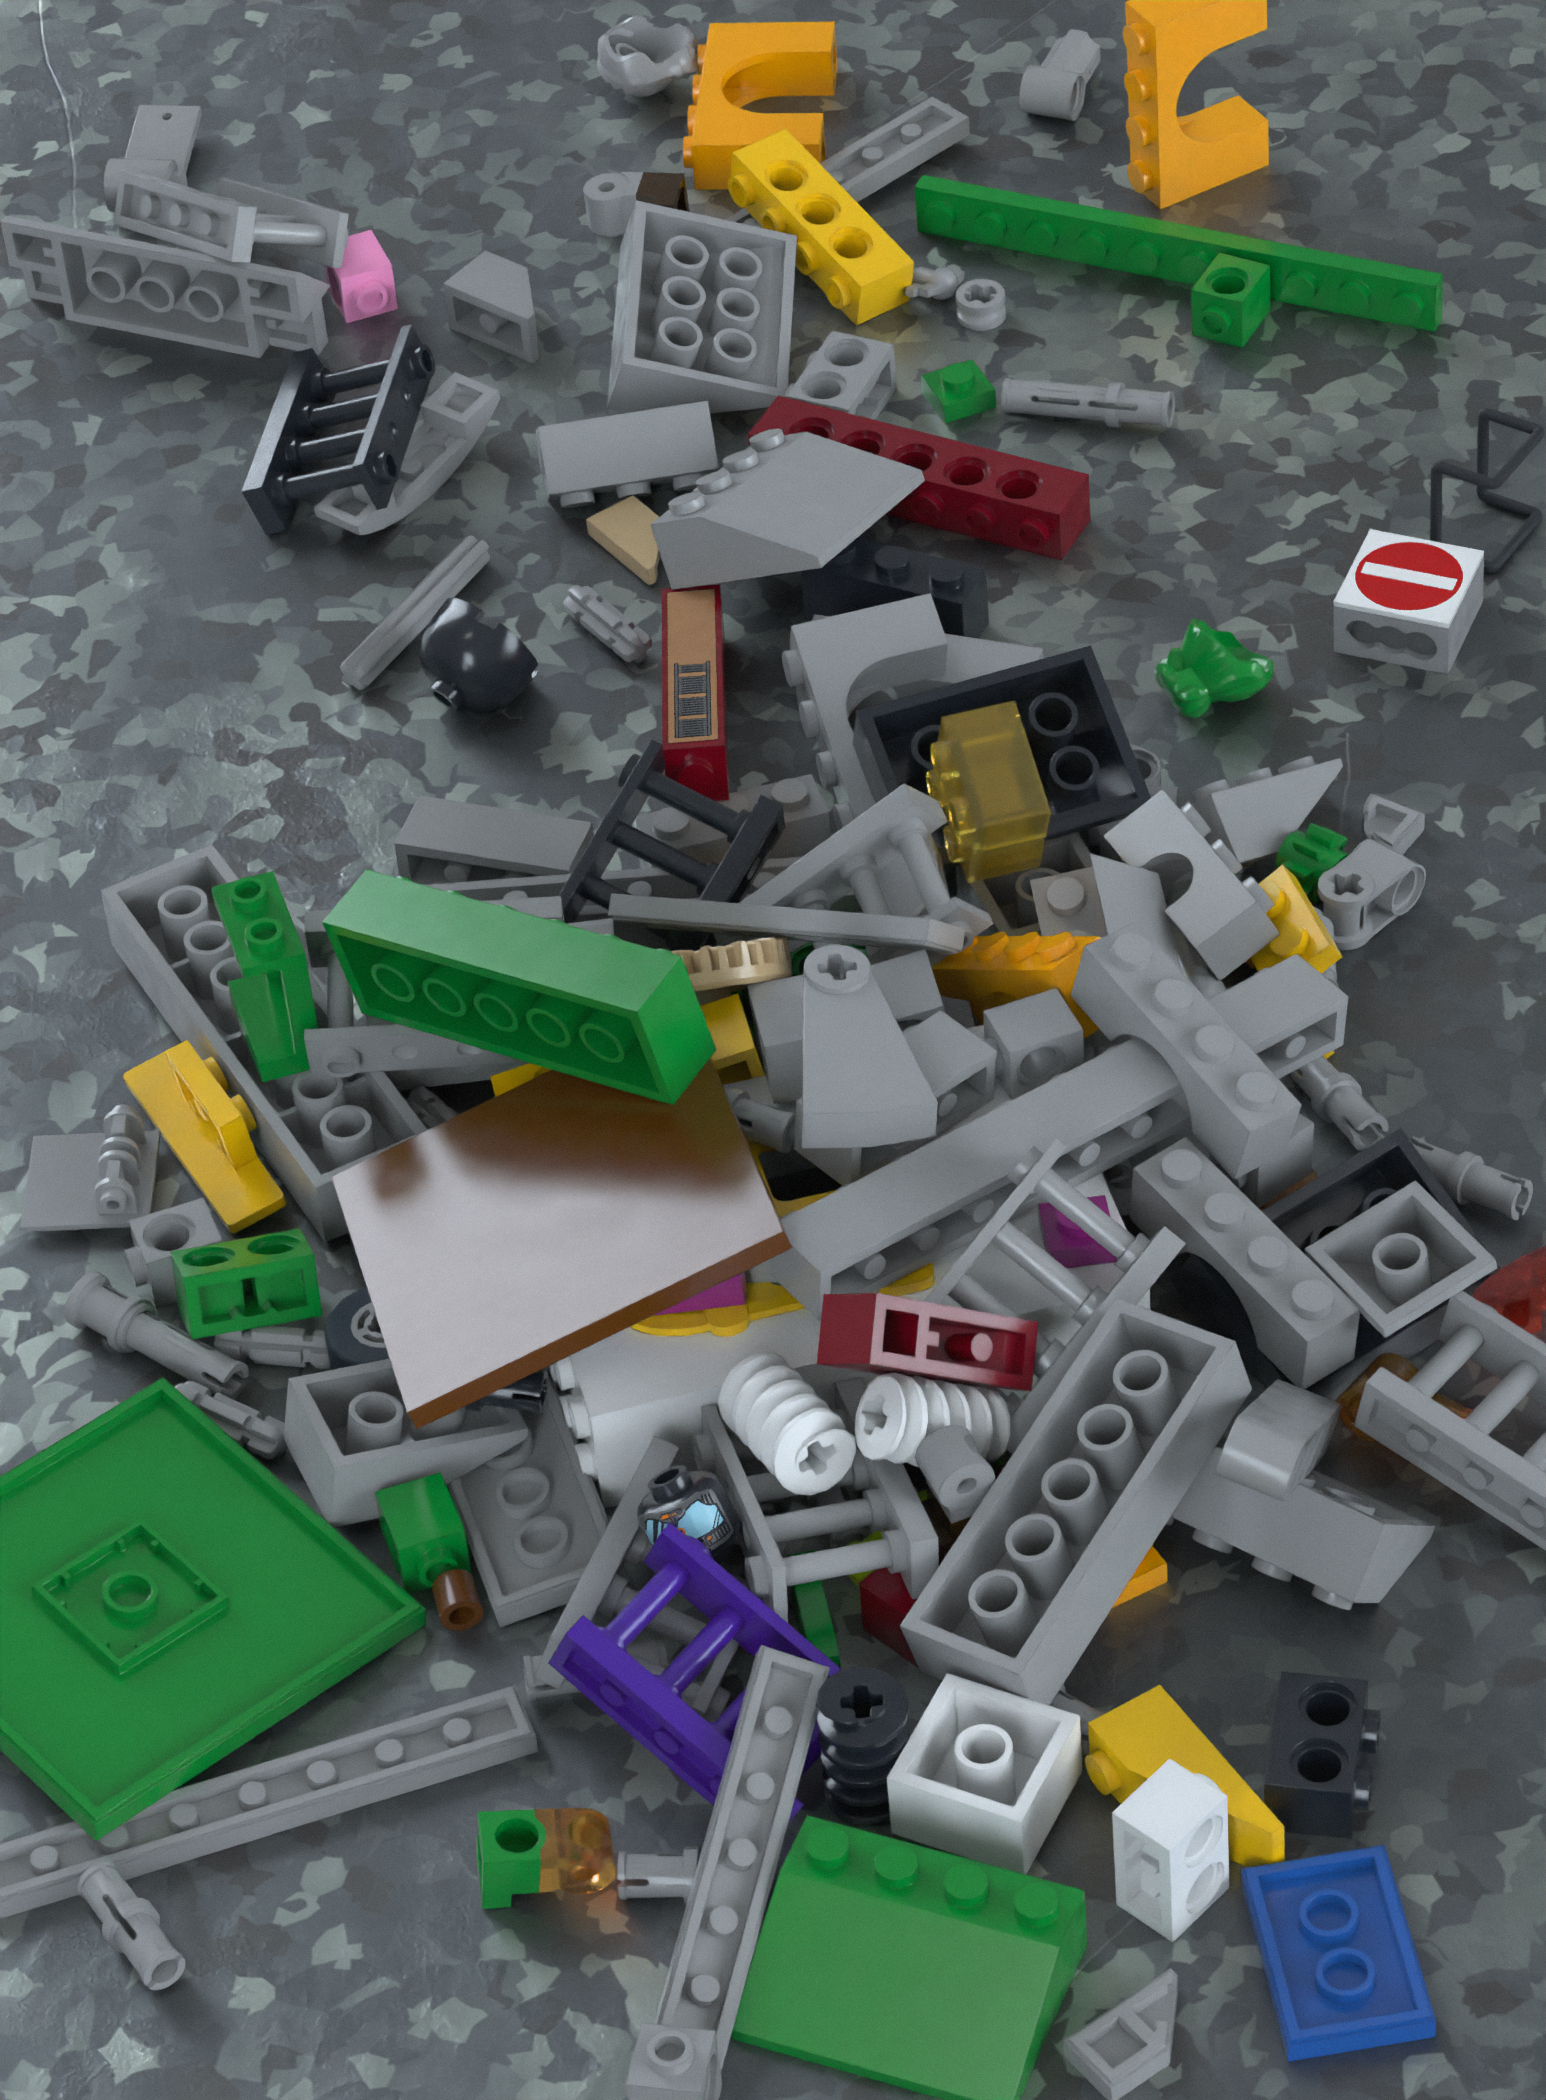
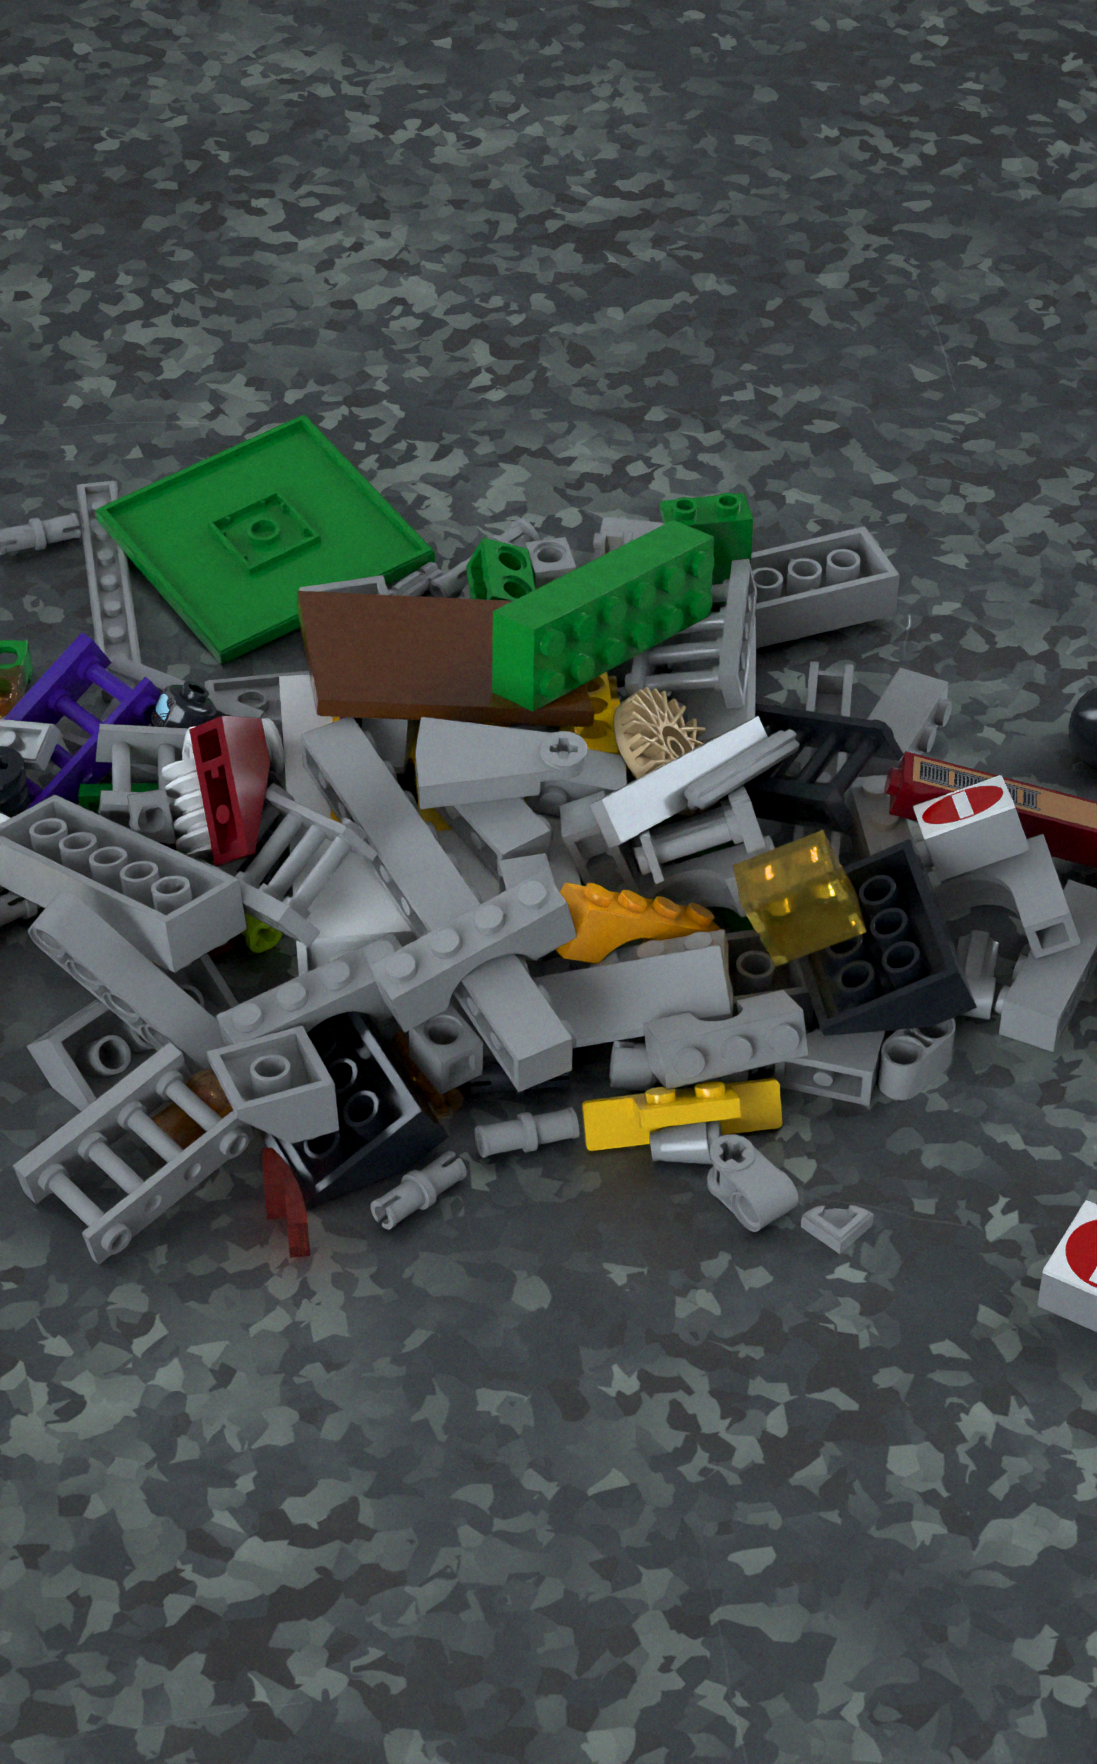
camera: 95 degrees right, 0 degrees up
(422, 1531) = (272, 648): green brick -> none
(457, 1600) = (222, 667): reddish brown piece -> none
(730, 887) = (741, 769): none -> light grey axle
(785, 691) = (968, 829): none -> piece
(1067, 1241) = (347, 902): magenta plate -> none
(1210, 669) = (1039, 1132): green hair -> none
(1263, 807) = (829, 1113): light grey slope -> none
(1311, 855) = (788, 1150): green gear -> none

